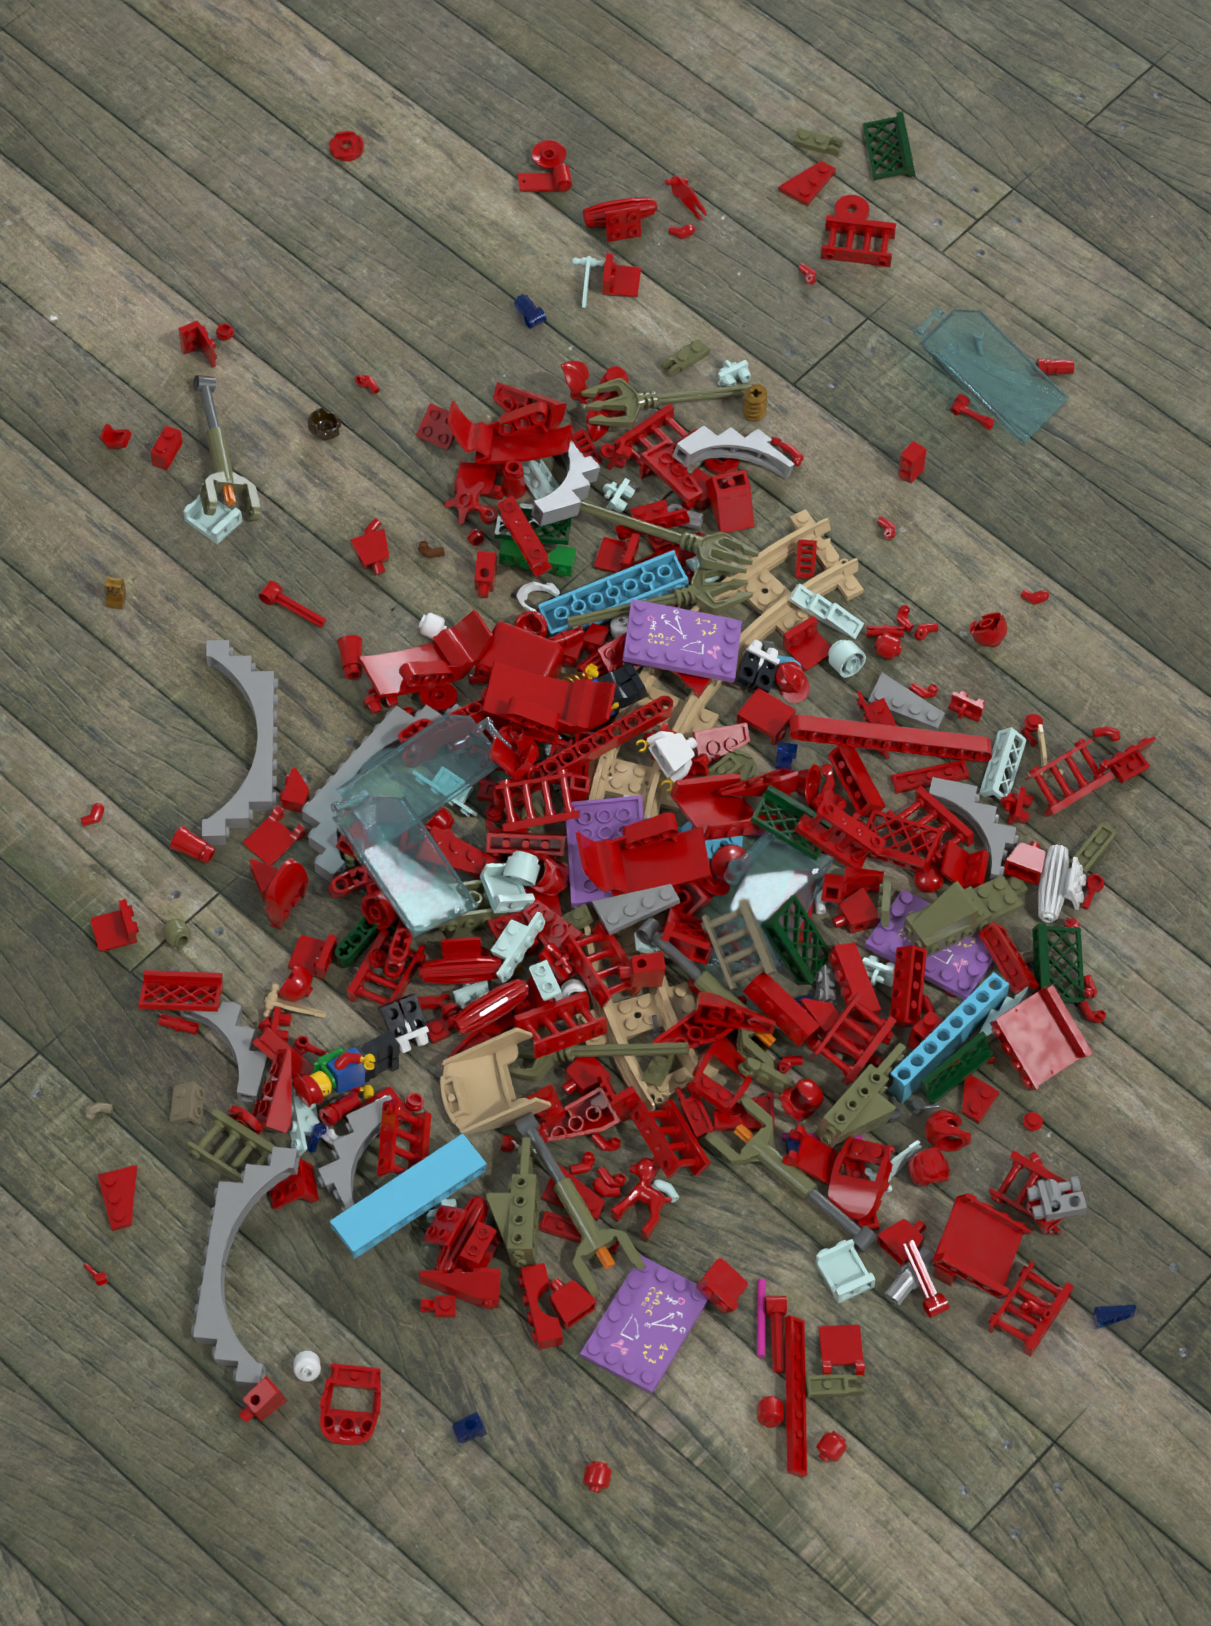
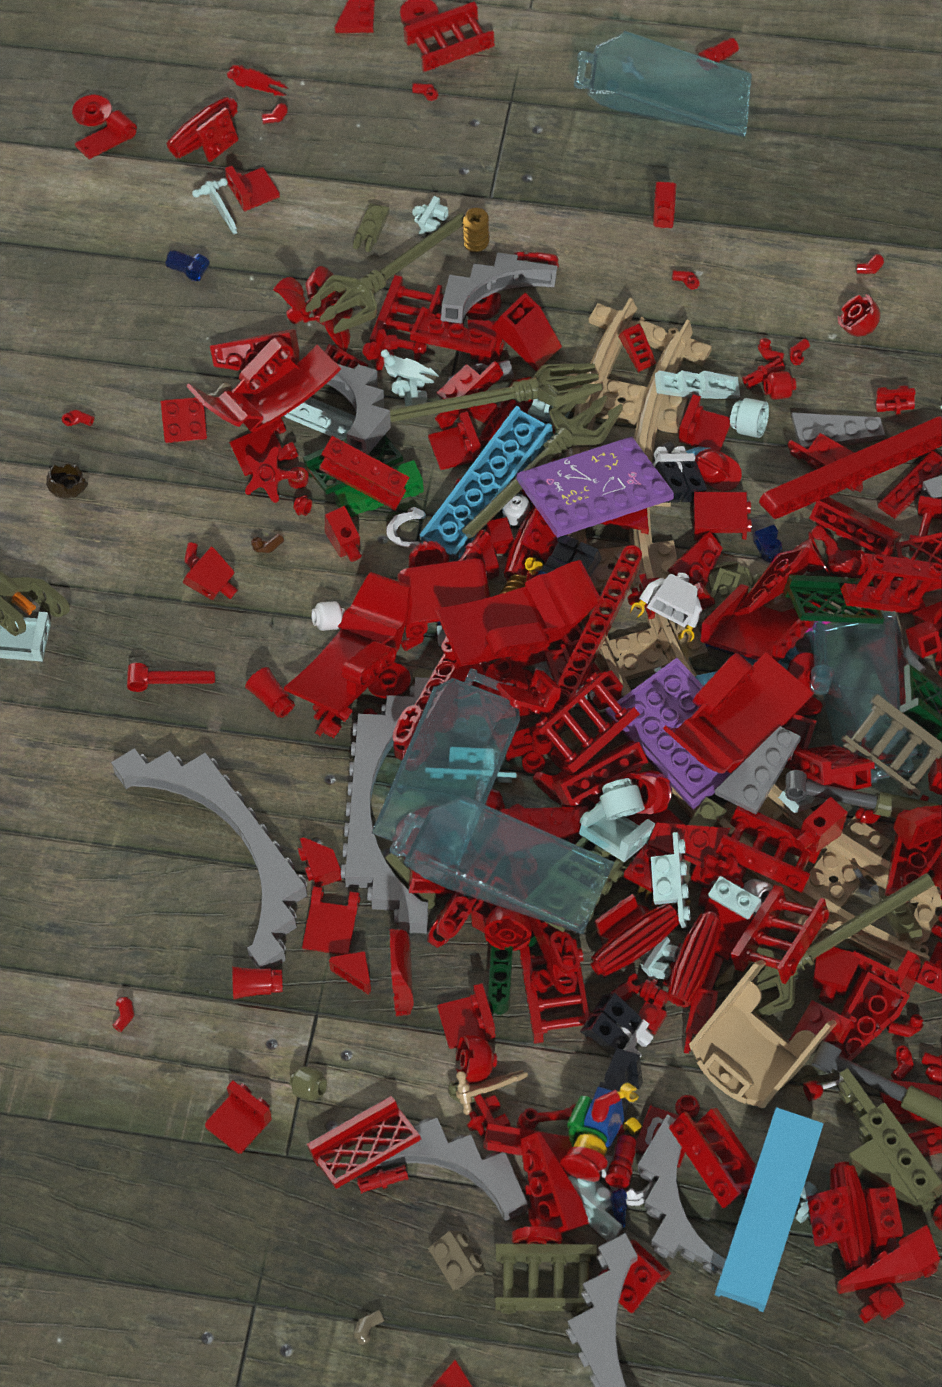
camera: 30 degrees left, 0 degrees up
(513, 480) = (300, 429): red plant -> none
(621, 477) = (406, 368): none -> light aqua piece
(929, 692) = (845, 409): red arm -> none
(961, 404) = (662, 133): red brick -> none

